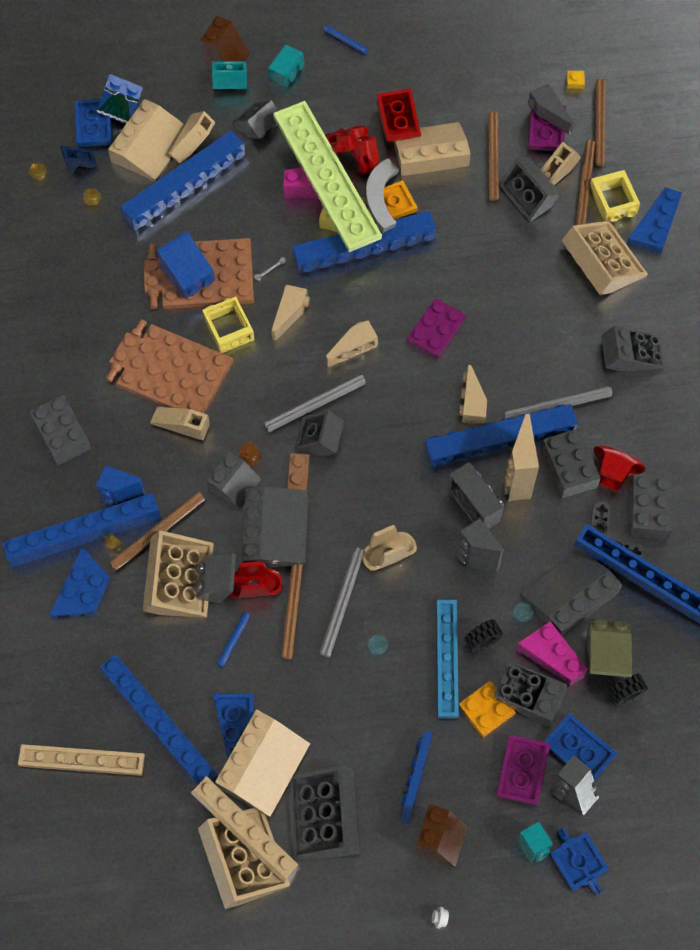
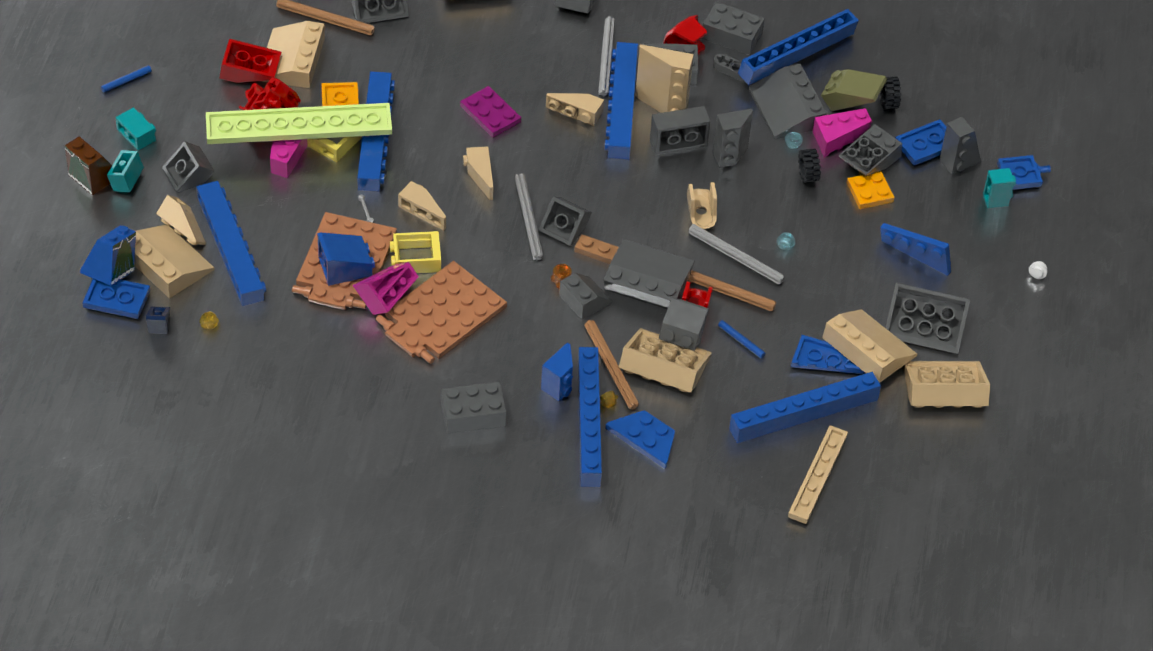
camera: 75 degrees left, 15 degrees down
(39, 174) = (150, 361): clear yellow plate -> none
(170, 312) = (386, 287): none -> dark pink wedge
(182, 421) = (507, 312): tan slope -> none
(244, 829) = (926, 367): tan plate -> none
(374, 194) = (317, 98): light grey tile -> none
(441, 836) = (972, 246): reddish brown slope -> none
(447, 659) = (817, 199): dark azure plate -> none
(523, 770) = (934, 179): magenta plate -> none

